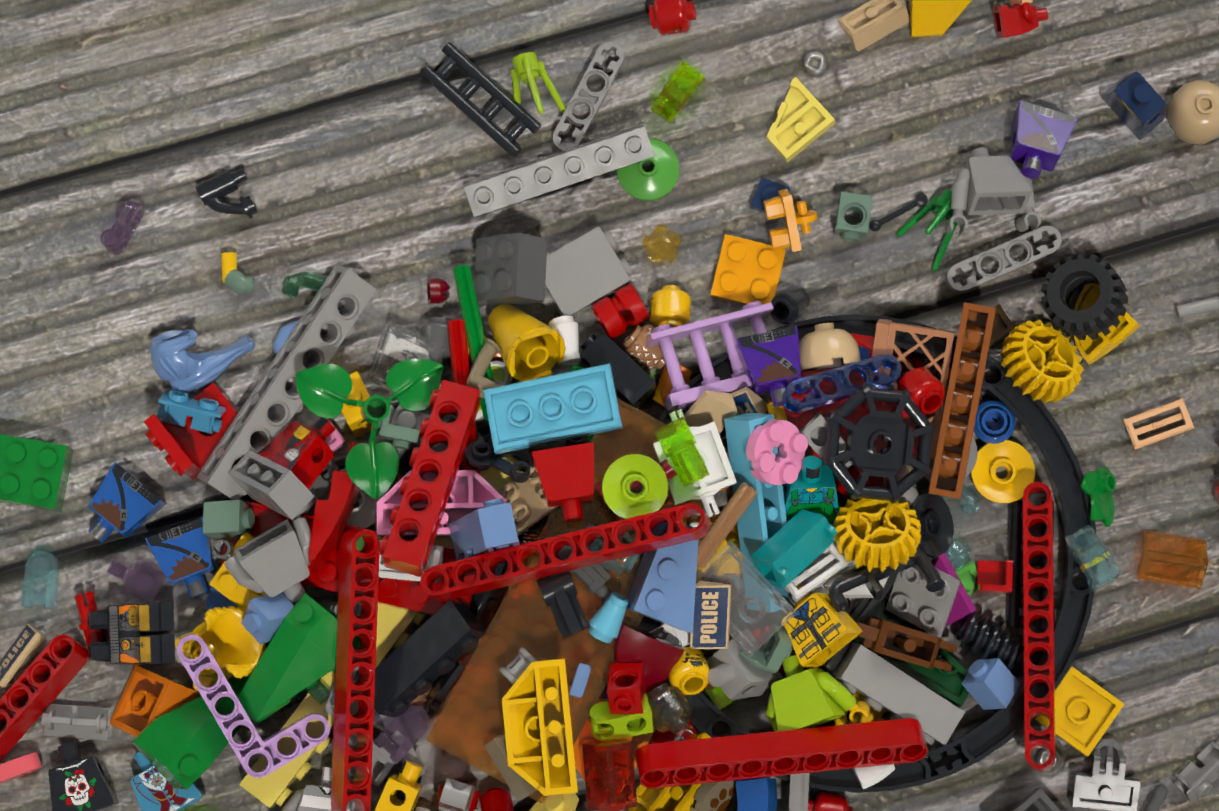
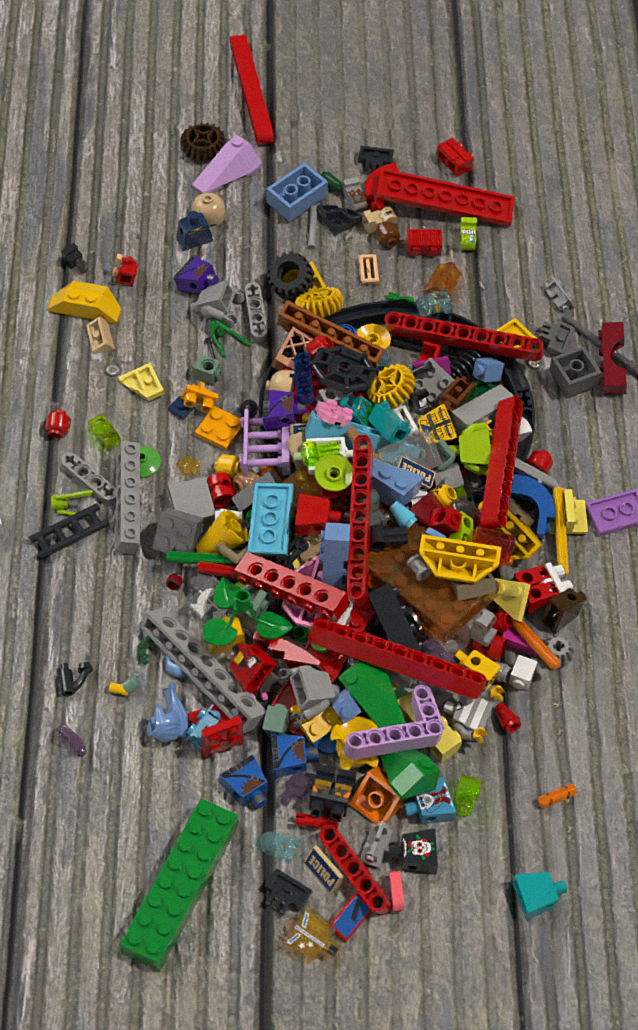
camera: 75 degrees left, 25 degrees down
(271, 485) = (266, 676): light grey brick -> none

